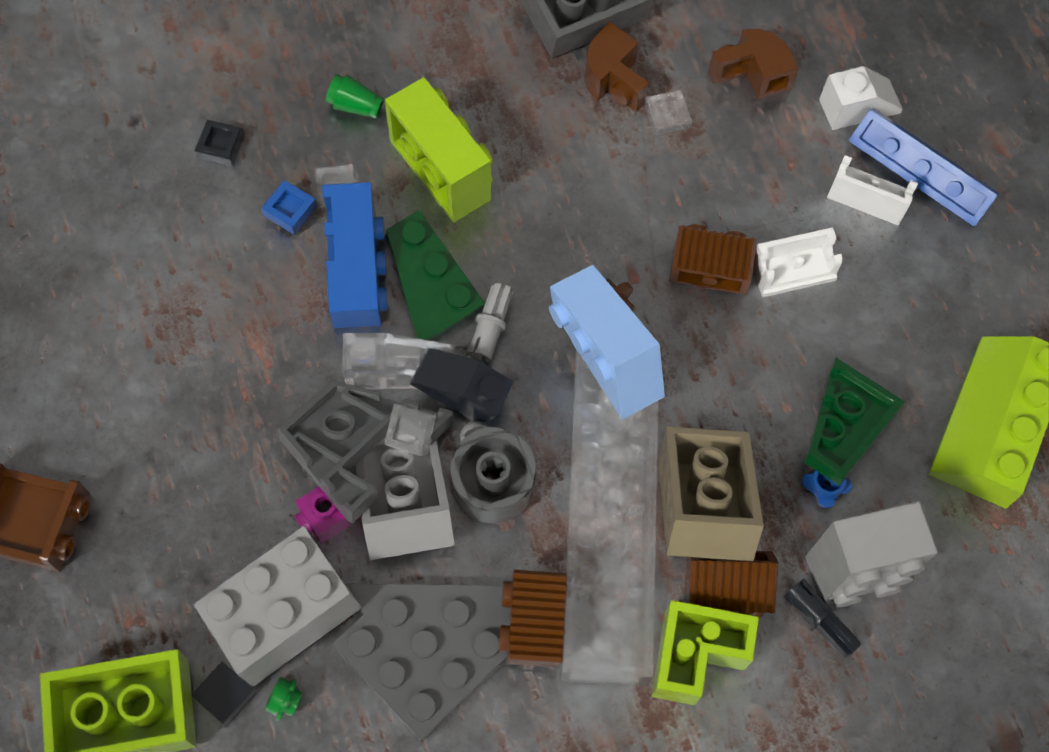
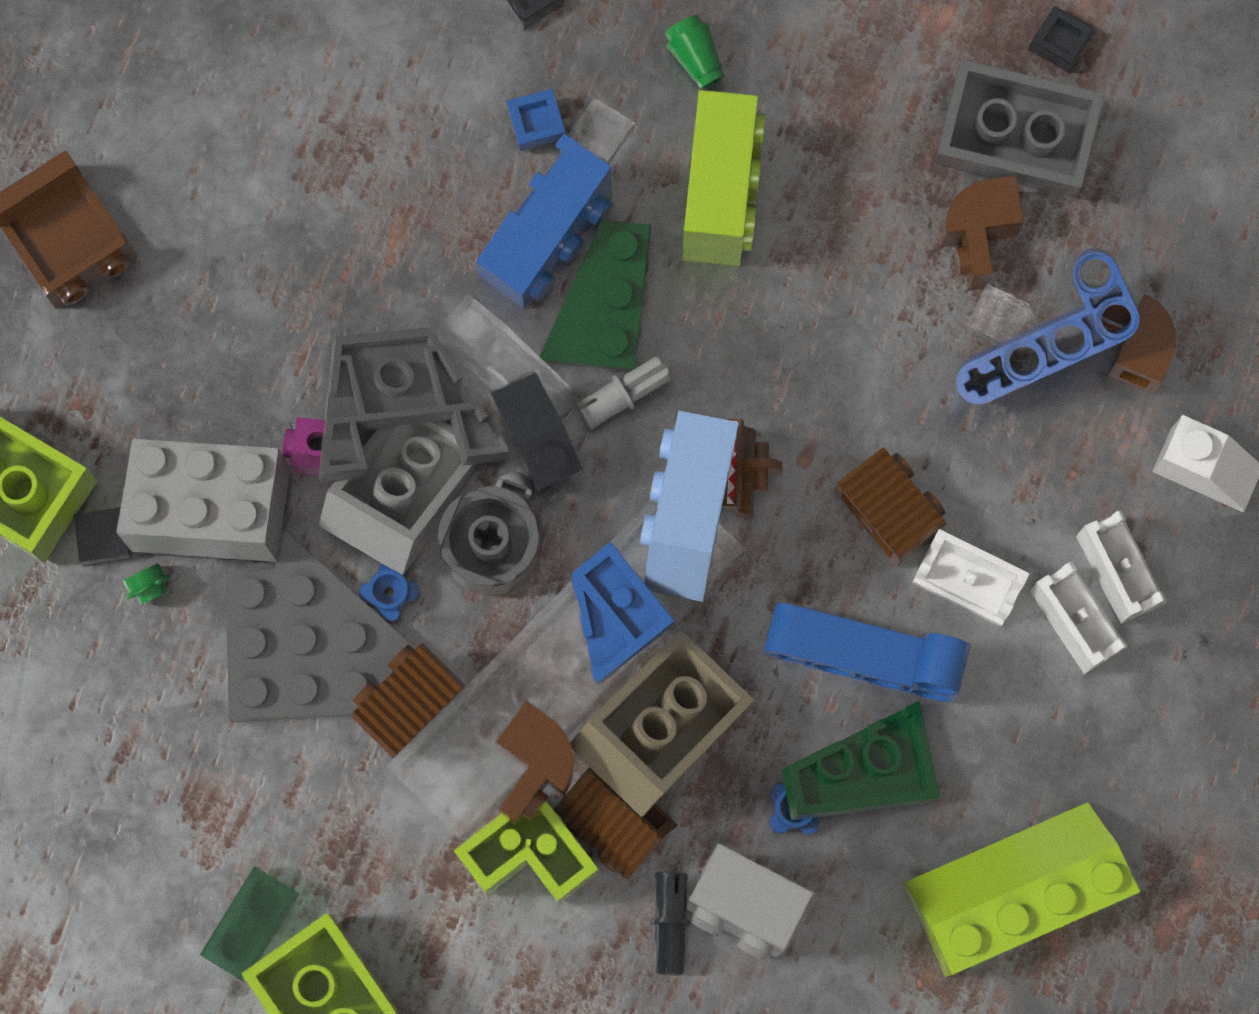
camera: 45 degrees right, 10 degrees up
(410, 429) = (452, 436): clear tile -> none
(462, 557) = (390, 606): none -> blue plate
(621, 443) = (616, 611): none -> blue wing
(665, 569) = (544, 751): none -> reddish brown brick
(713, 93) = (1043, 337): none -> blue beam
(824, 333) = (867, 653): none -> blue beam
(876, 239) = (1077, 618): none -> white hinge
(923, 164) = (1198, 587): plate -> none

